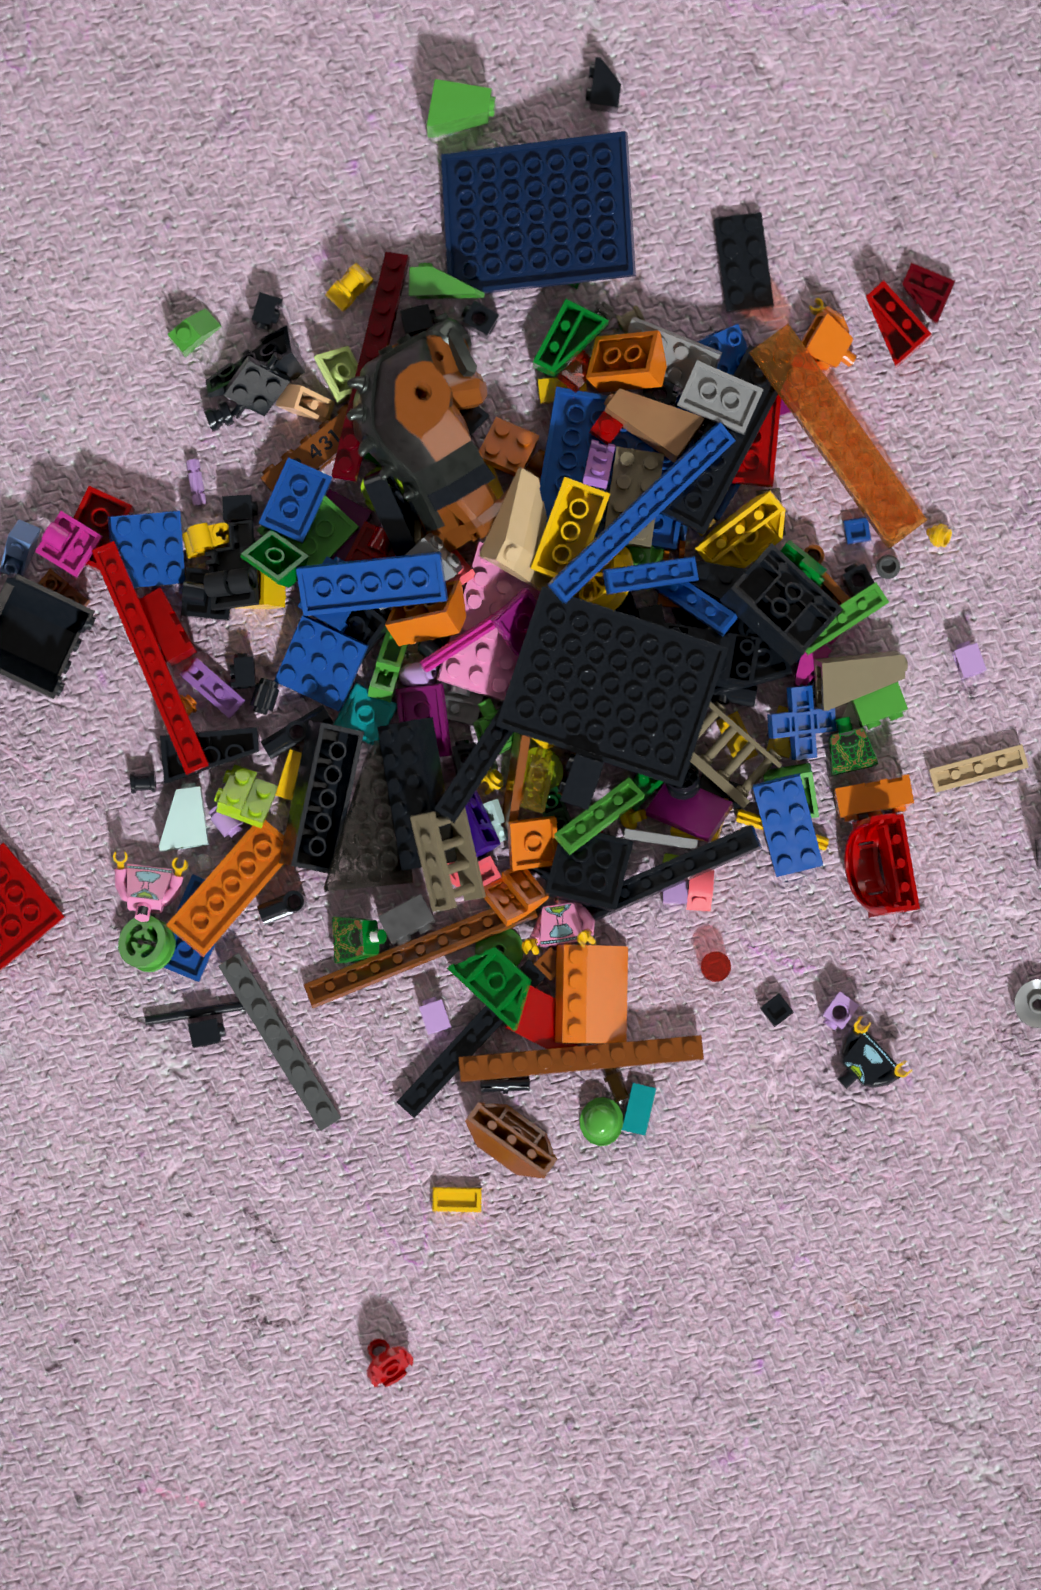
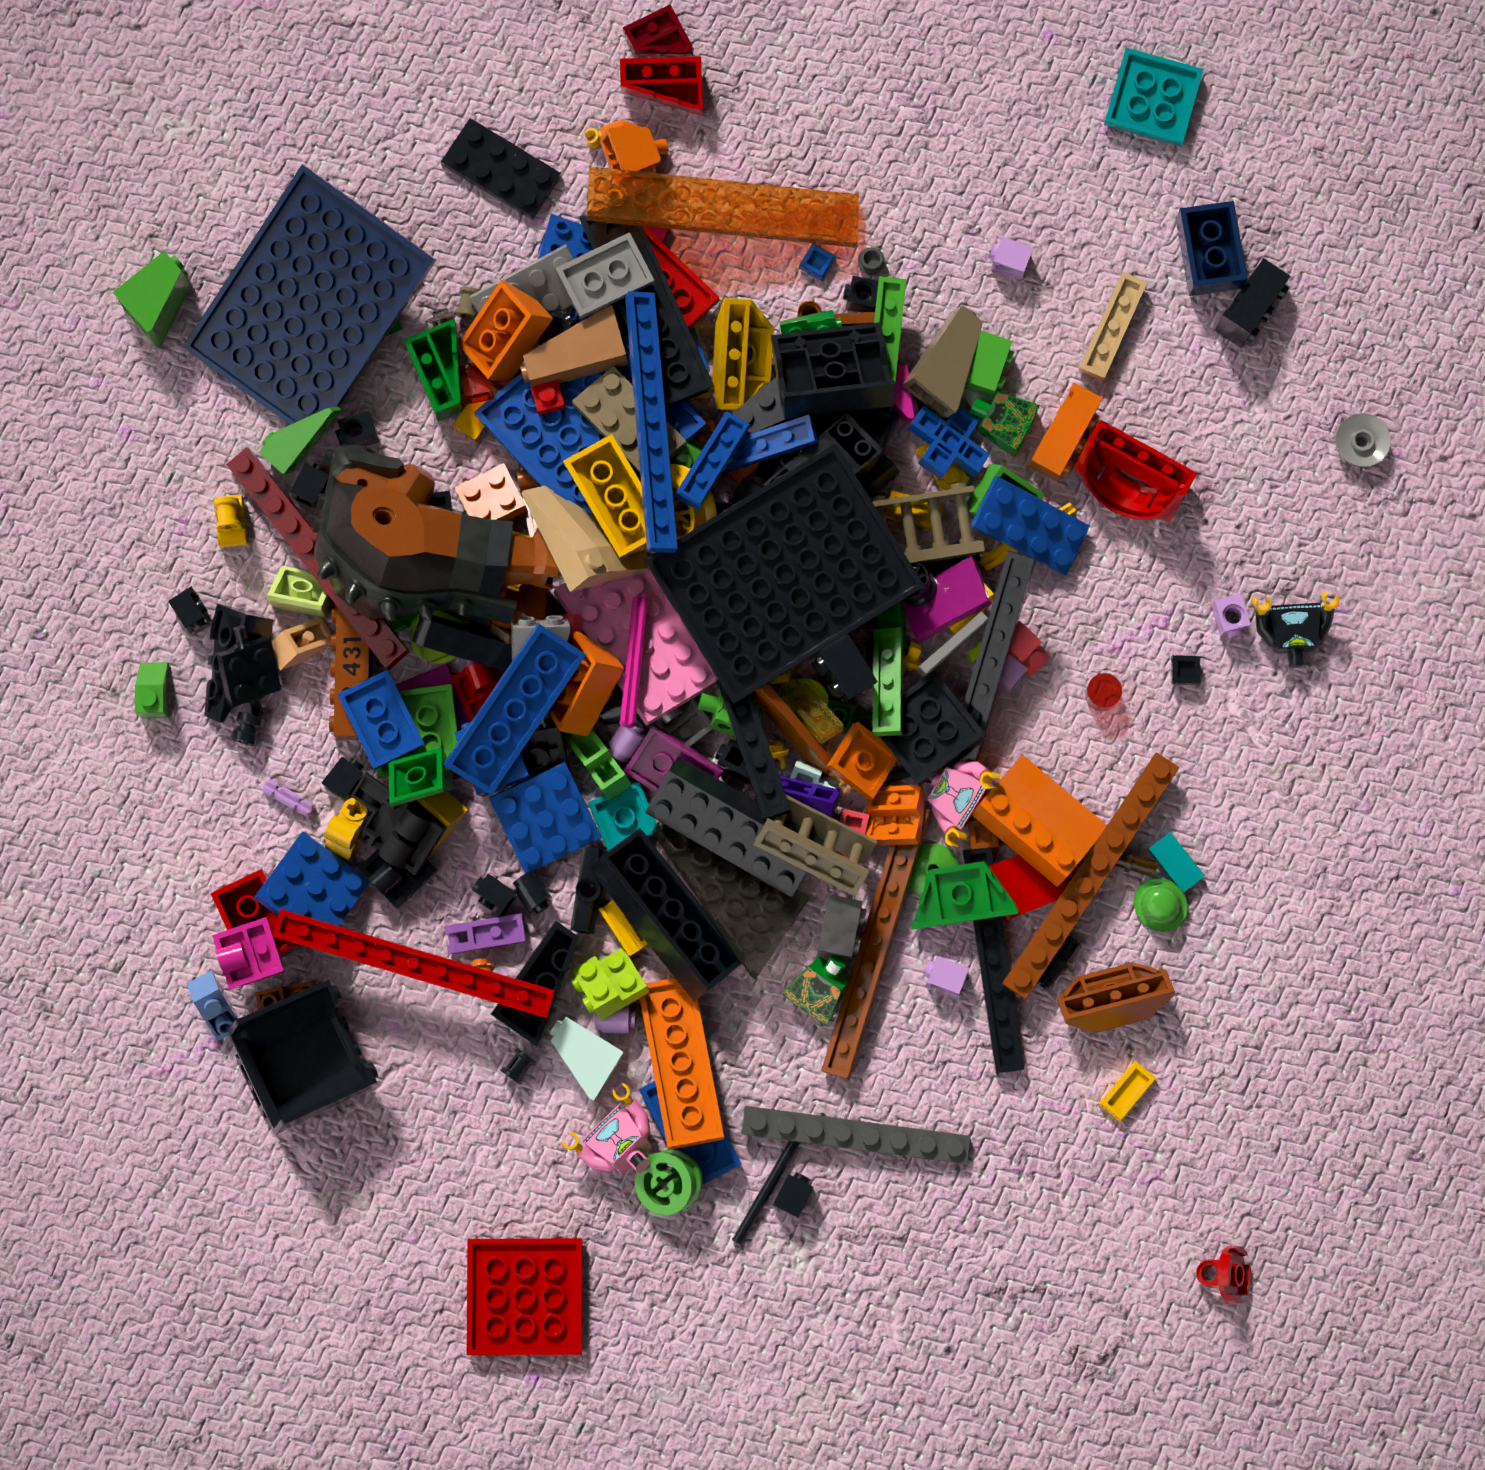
camera: 50 degrees left, 5 degrees down
(167, 628) = (399, 928): red wedge -> none
(279, 907) = (734, 1036): black piece -> none
(515, 618) = (653, 611): magenta tile -> none
(598, 464) = (576, 426): medium lavender plate -> none
(605, 88) = (247, 160): black slope -> none
(939, 535) = (879, 195): yellow plate -> none

